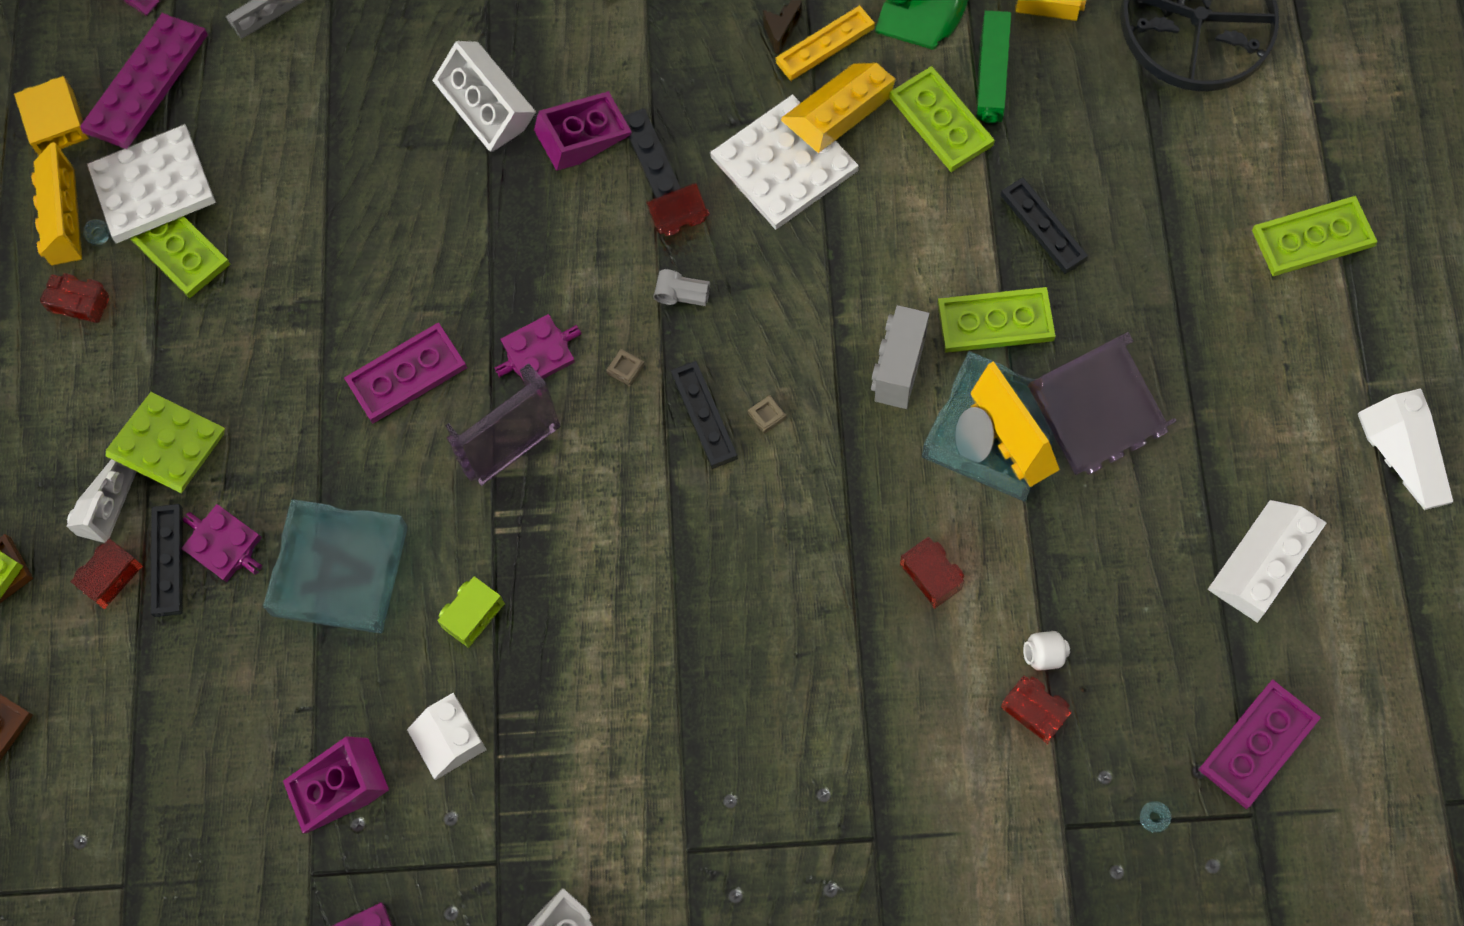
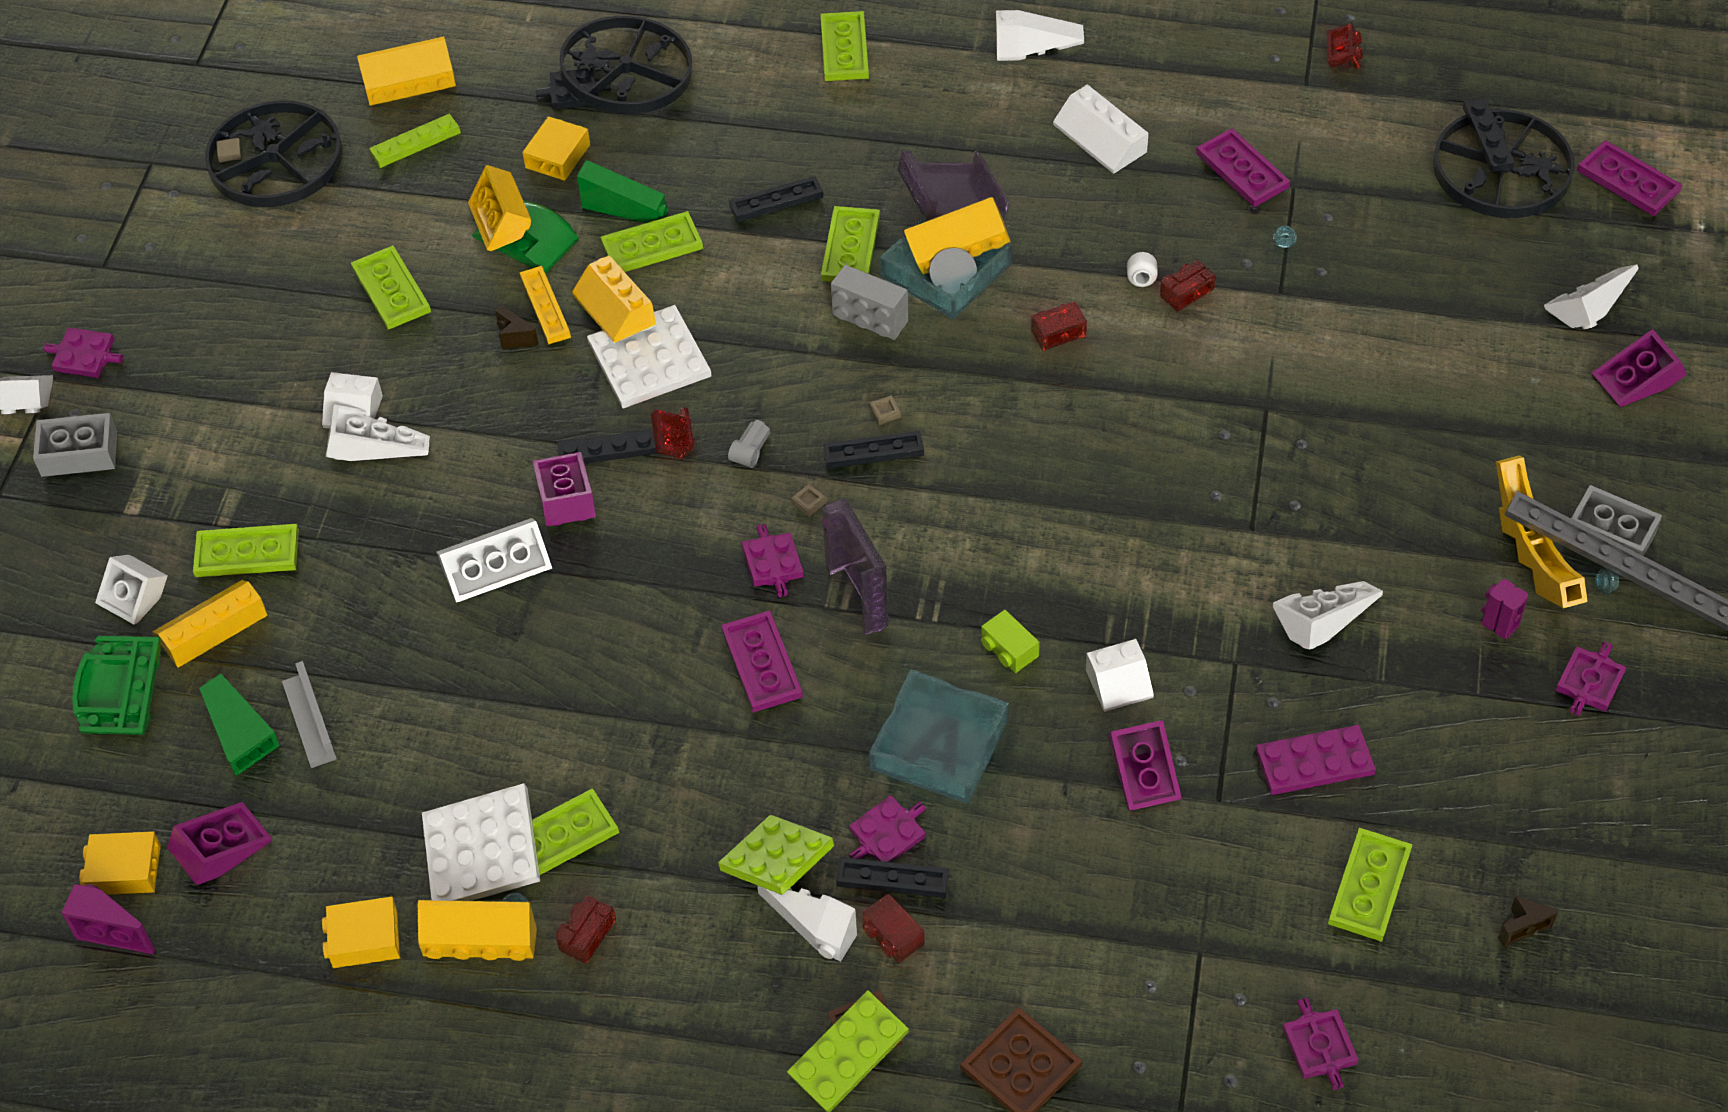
camera: 80 degrees left, 15 degrees down
(144, 81) = (356, 841): magenta plate -> none

